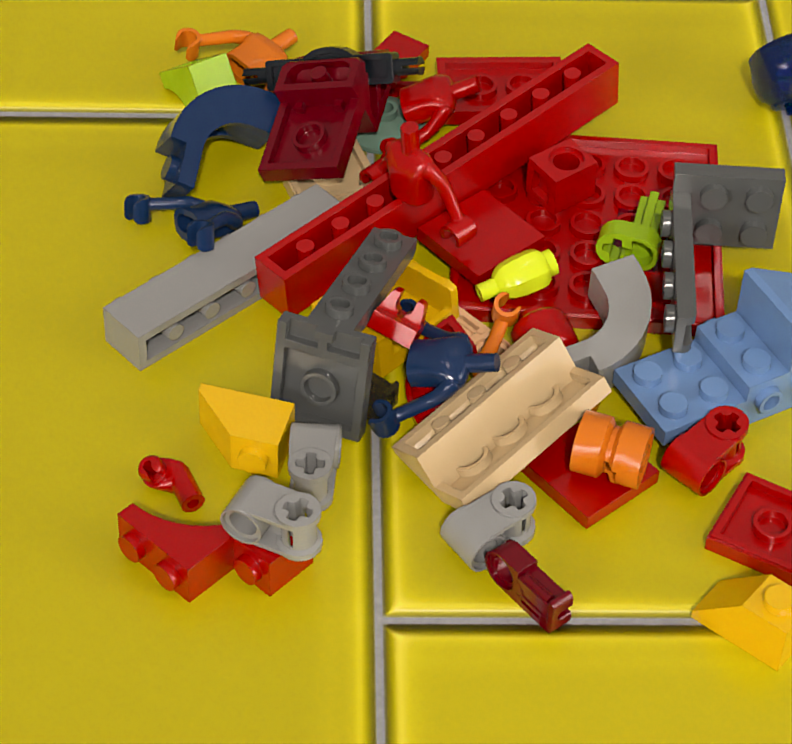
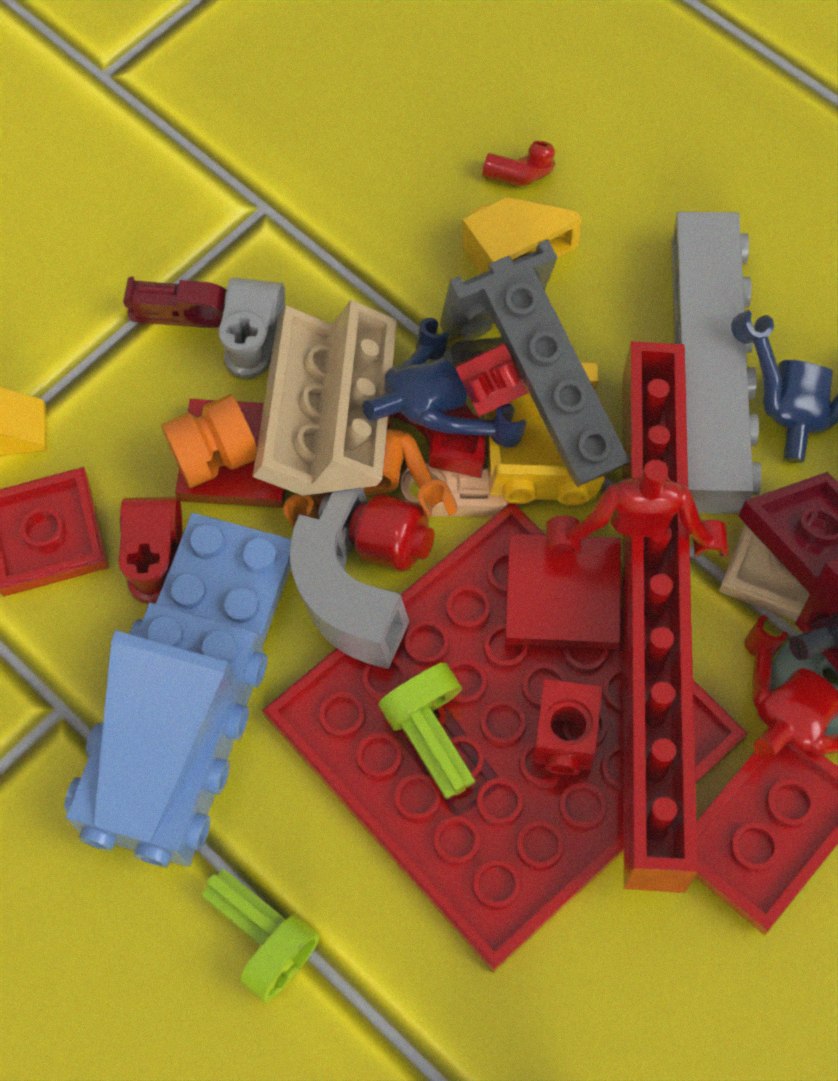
camera: 140 degrees right, 20 degrees up
(198, 556) = (431, 114): red arch -> none
(271, 513) = (381, 135): light grey piece -> none
(314, 459) = (436, 251): light grey piece -> none
(520, 275) = (478, 572): neon yellow plant -> none
(712, 208) = (373, 783): dark grey bracket -> none

